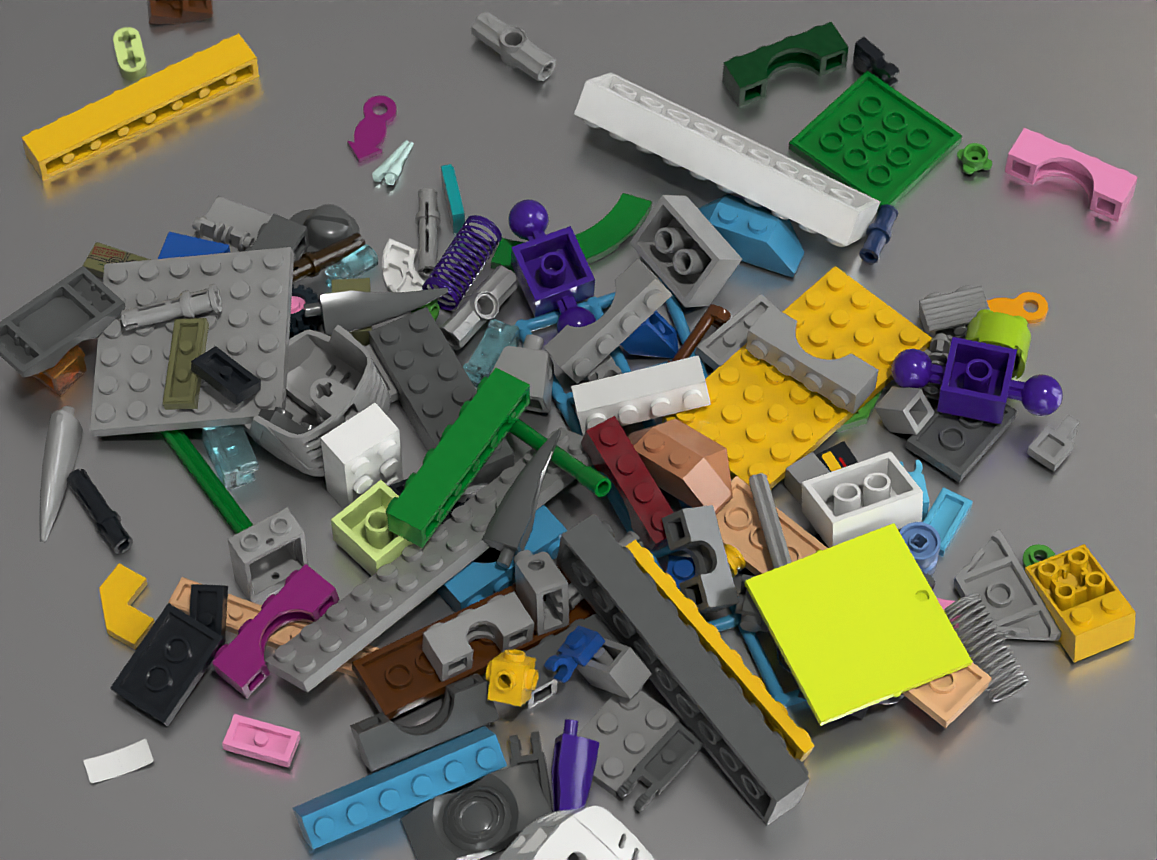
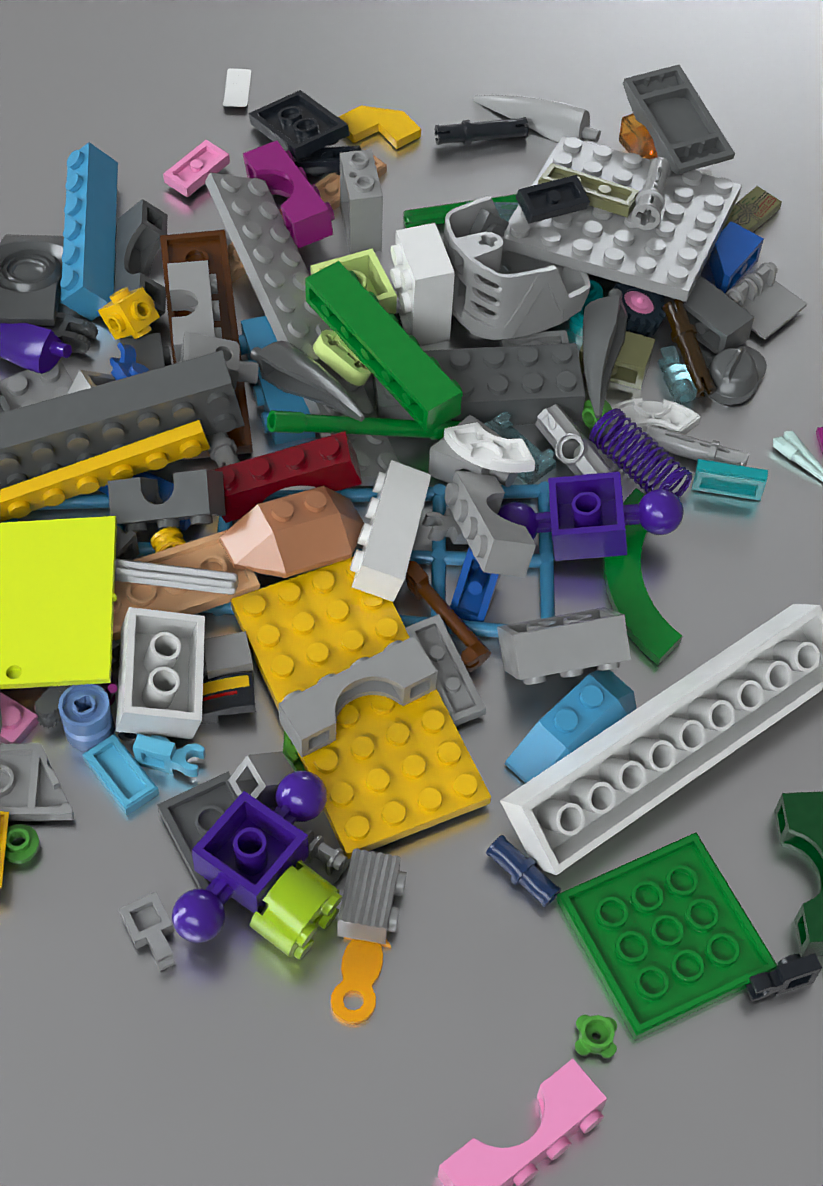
camera: 110 degrees right, 0 degrees up
(473, 501) = (340, 358): none -> yellowish green beam
(528, 348) = (489, 451): none -> white tile

